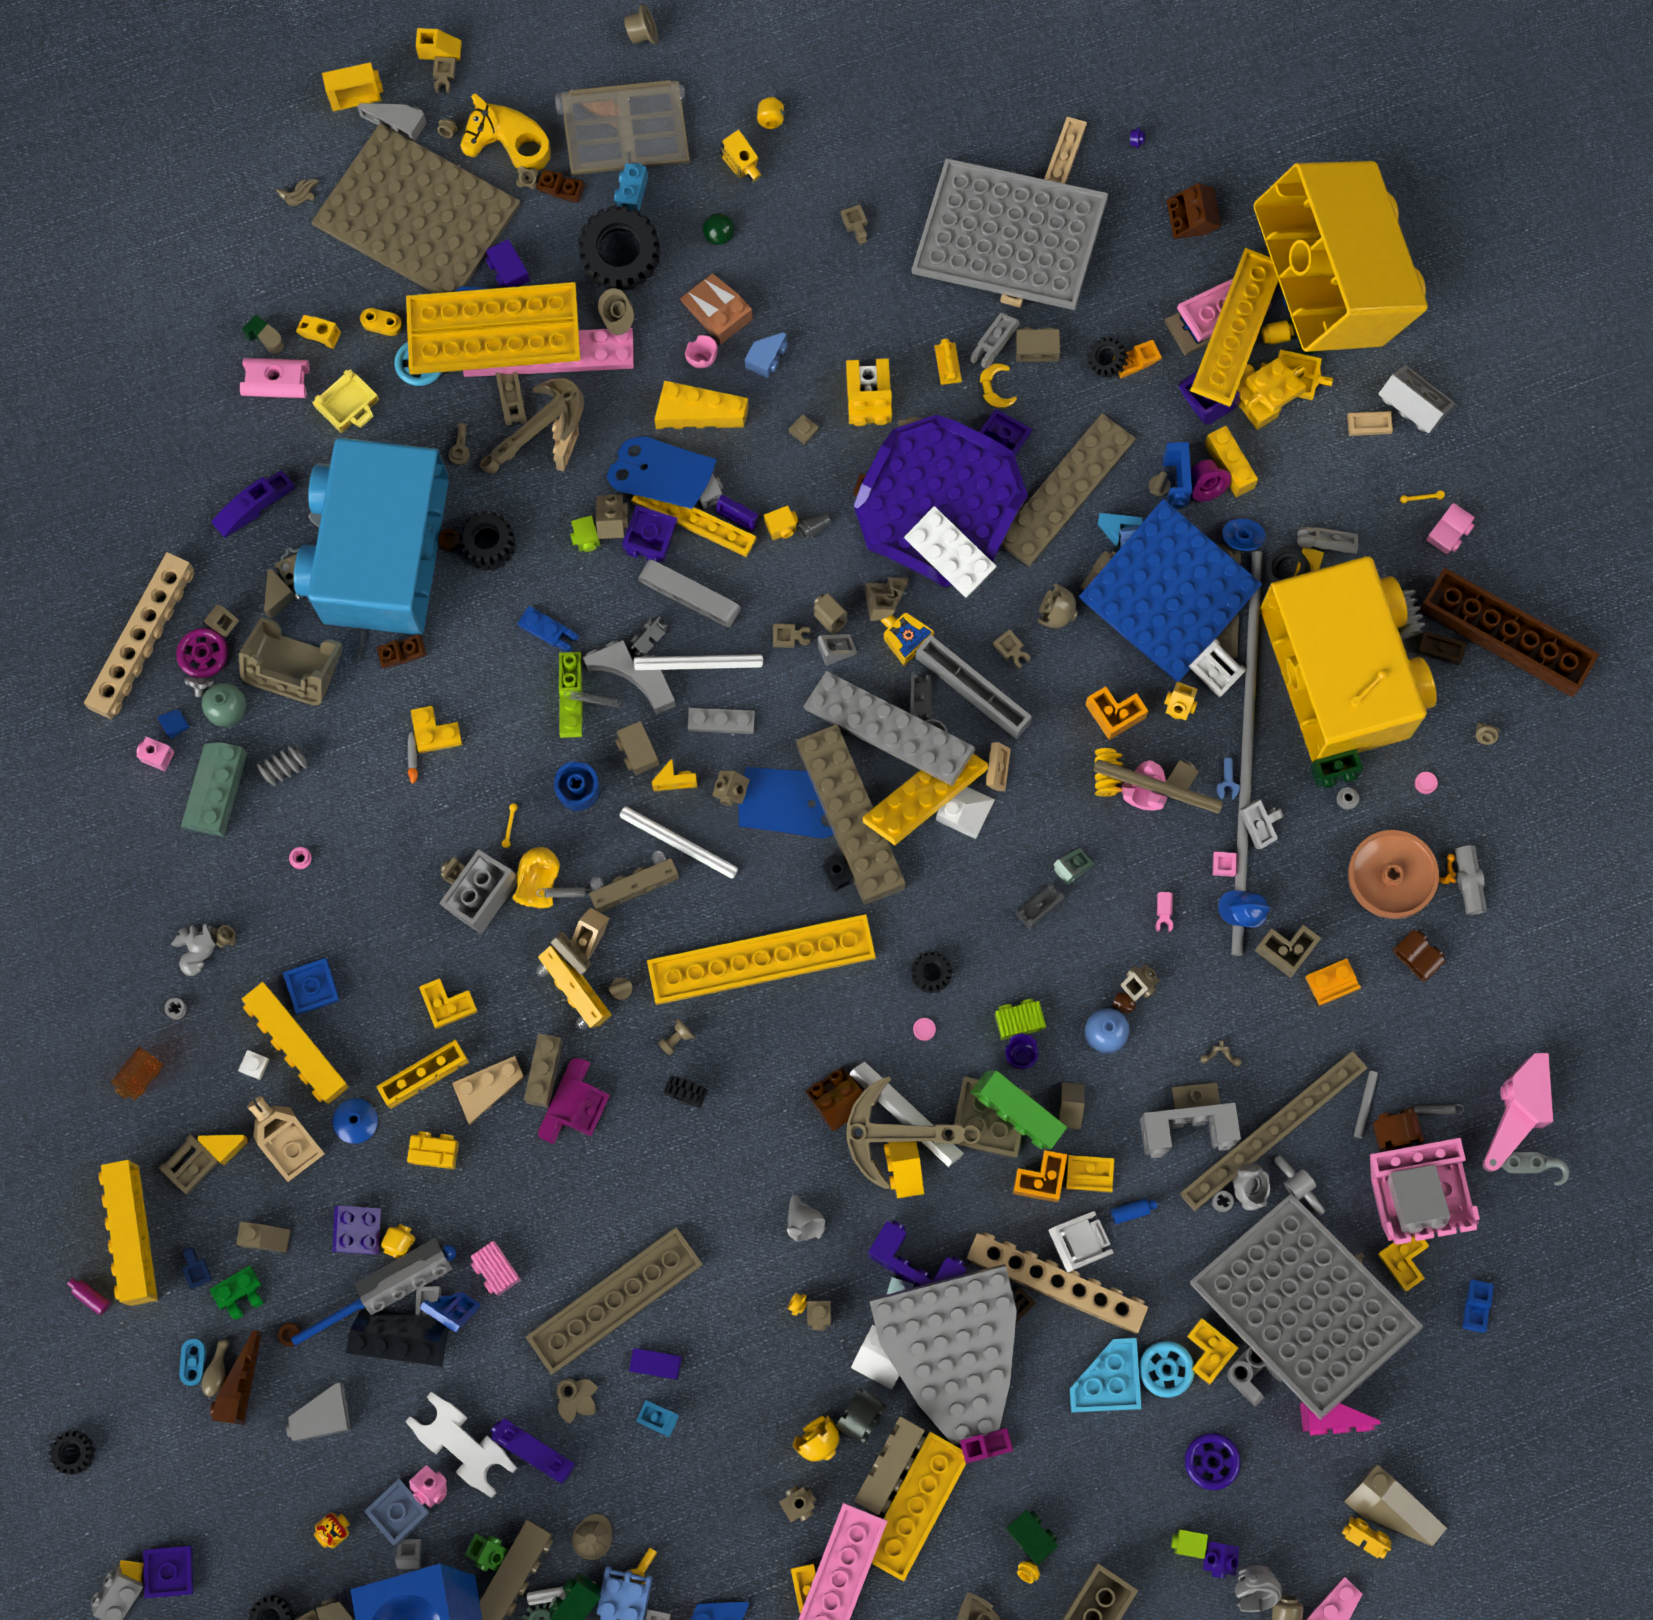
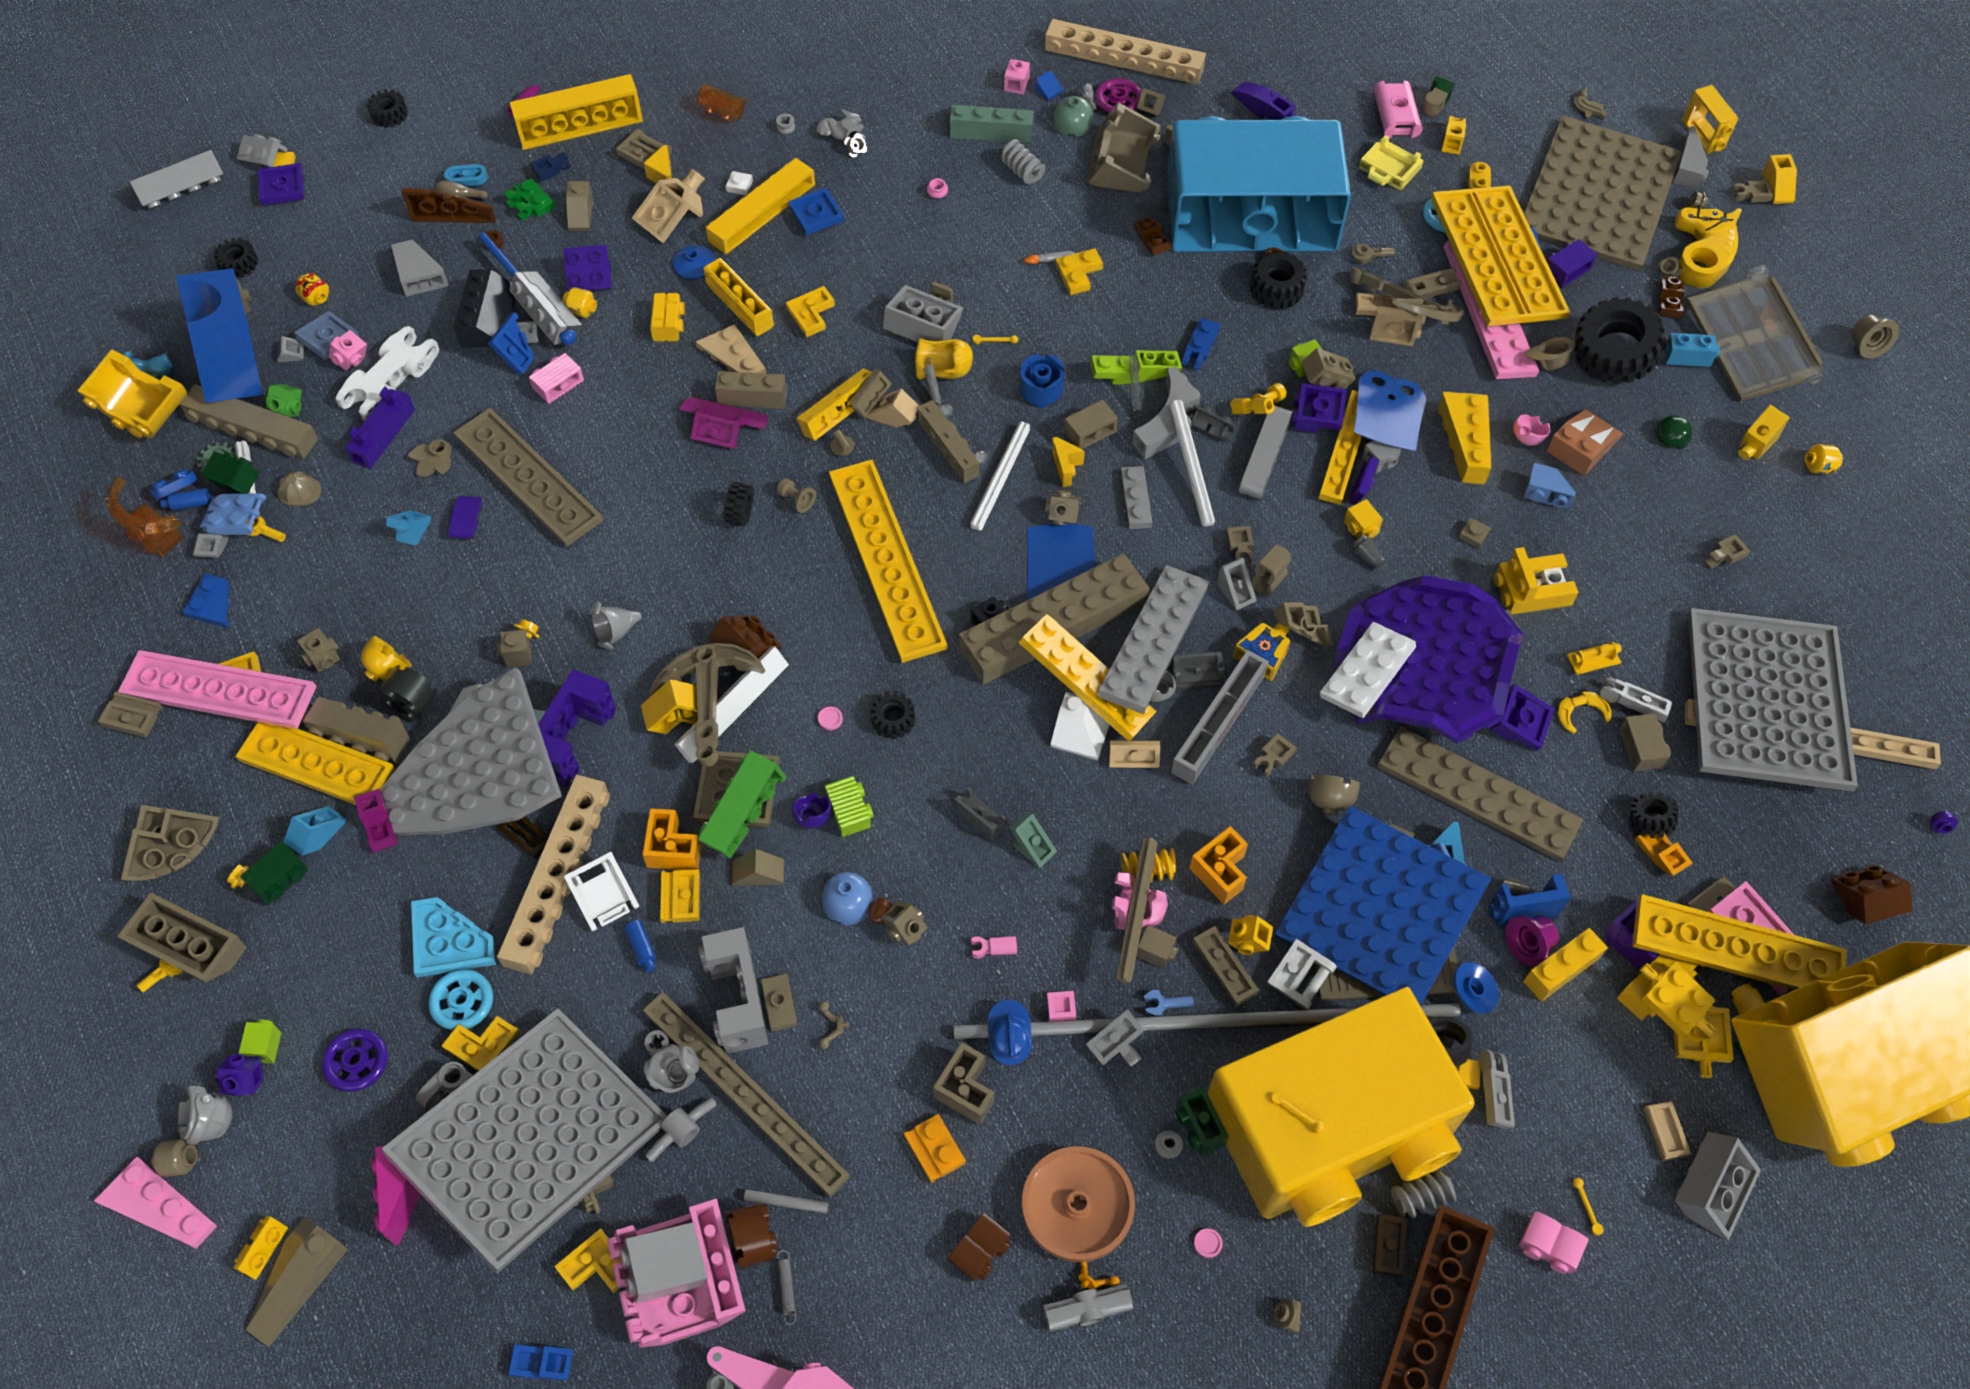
camera: 80 degrees right, 15 degrees down
(528, 457) = (1368, 303): none -> tan plate
(636, 590) = (1259, 403): none -> yellow bar
(988, 1503) = (313, 829): none -> dark azure slope
(1202, 726) = (1225, 966): none -> dark tan plate

